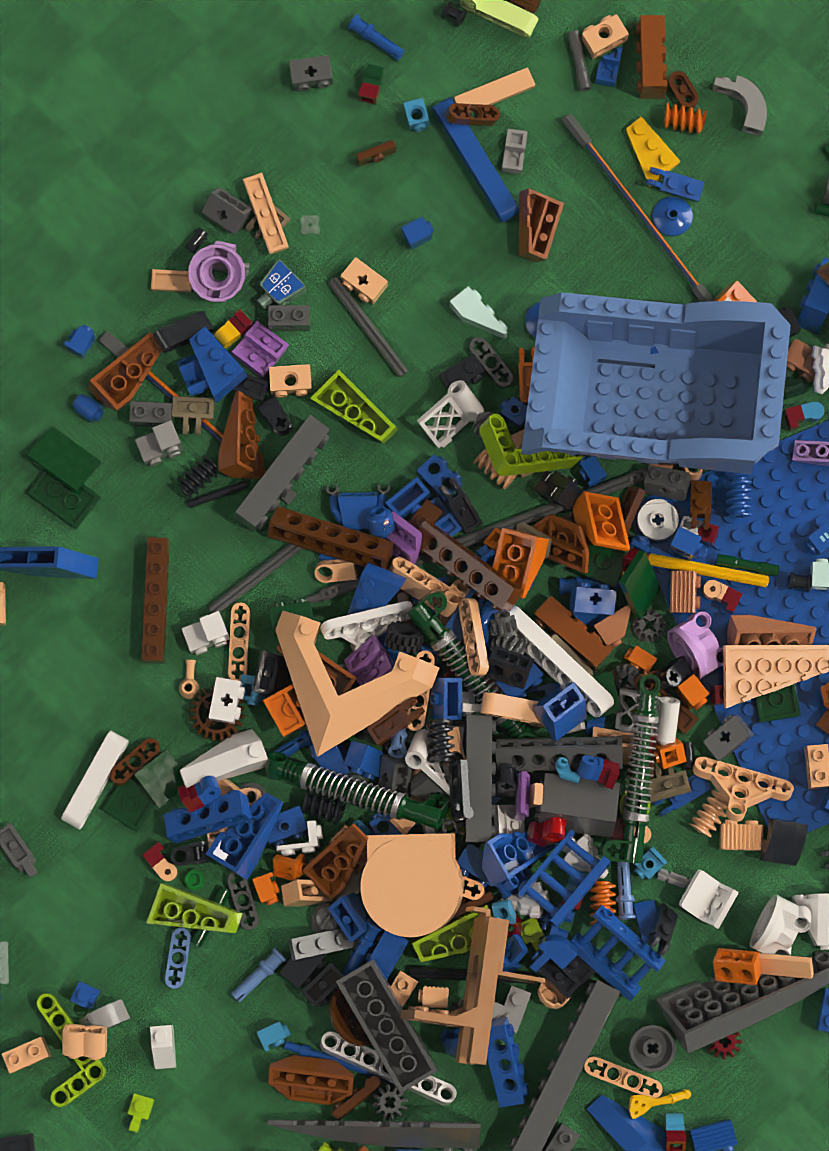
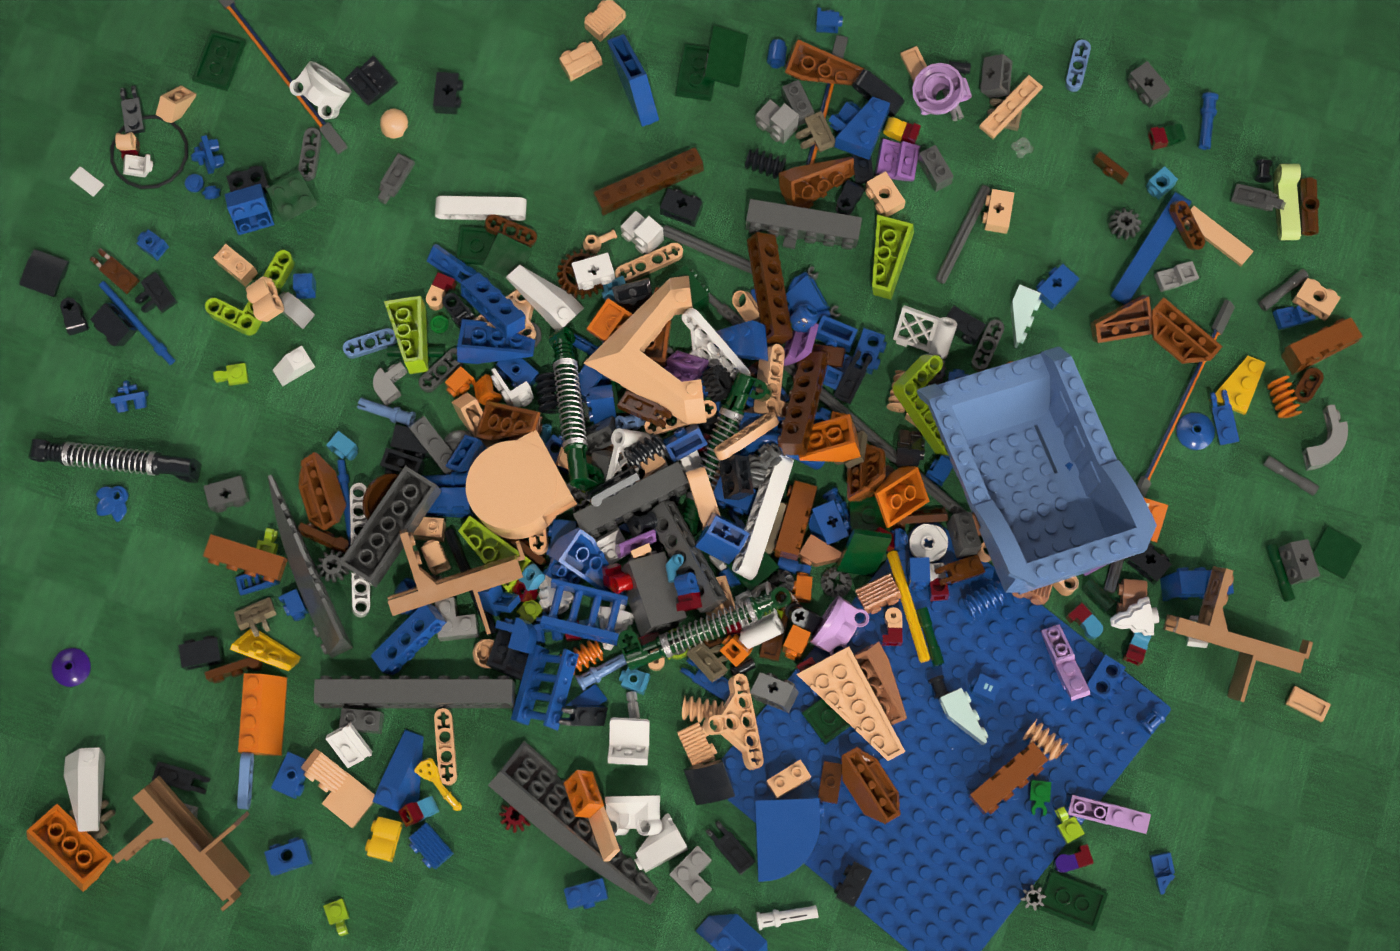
camera: 65 degrees right, 5 degrees down
(140, 838) = (449, 264): none -> blue hinge
(196, 592) = (687, 214): none -> black brick
(200, 793) = (506, 287): leg -> none
(217, 494) = (760, 186): black bar -> none
(230, 964) = (384, 382): none -> light grey brick
(254, 119) = (1076, 58): none -> medium blue beam
(280, 286) = (957, 148): torso -> none
(417, 232) = (1063, 232): blue brick -> none
(435, 164) = (1120, 228): none -> dark grey gear
(467, 256) = (1064, 278): none -> blue brick
(478, 36) = (1256, 198): none -> dark grey hinge
(579, 179) = (1181, 335): none -> dark orange wedge
(614, 658) = (793, 566): none -> blue bar
(663, 1052) = (472, 748): dark grey wheel -> none
(771, 147) = (1300, 481): none -> dark grey piece

